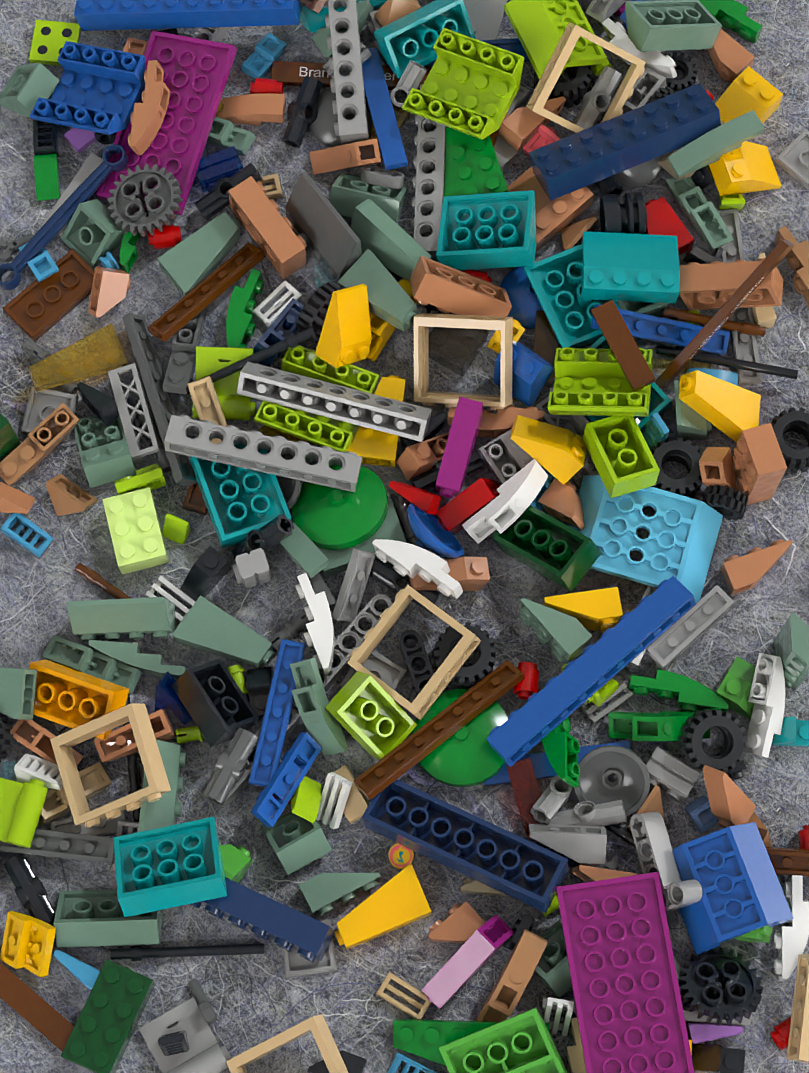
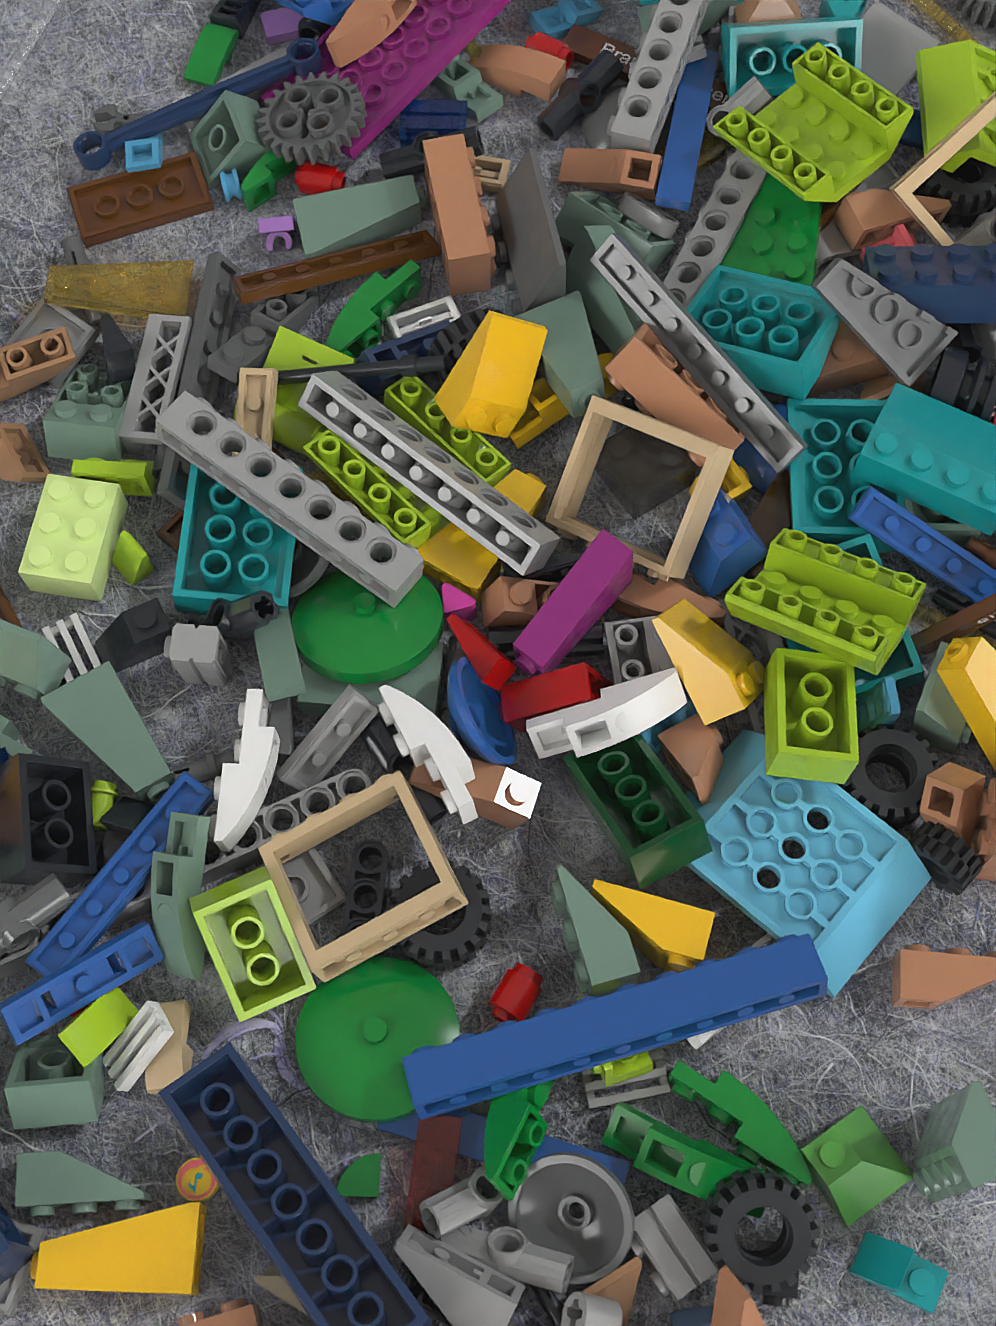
camera: 25 degrees right, 5 degrees down
(107, 289) = (210, 214): slope -> none
(153, 280) = (275, 228): none -> medium lavender tile
(386, 473) = (458, 603): none -> dark pink slope
(438, 729) = (341, 1010): reddish brown tile -> none
(460, 261) = (698, 353): none -> dark grey plate
(491, 812) = (362, 1178): none -> green tile
(562, 198) = (887, 324): none -> wing
(623, 346) = (883, 558): reddish brown tile -> none
(689, 628) = (804, 1027): light grey fence -> none
(769, 704) = (882, 1201): white slope -> none

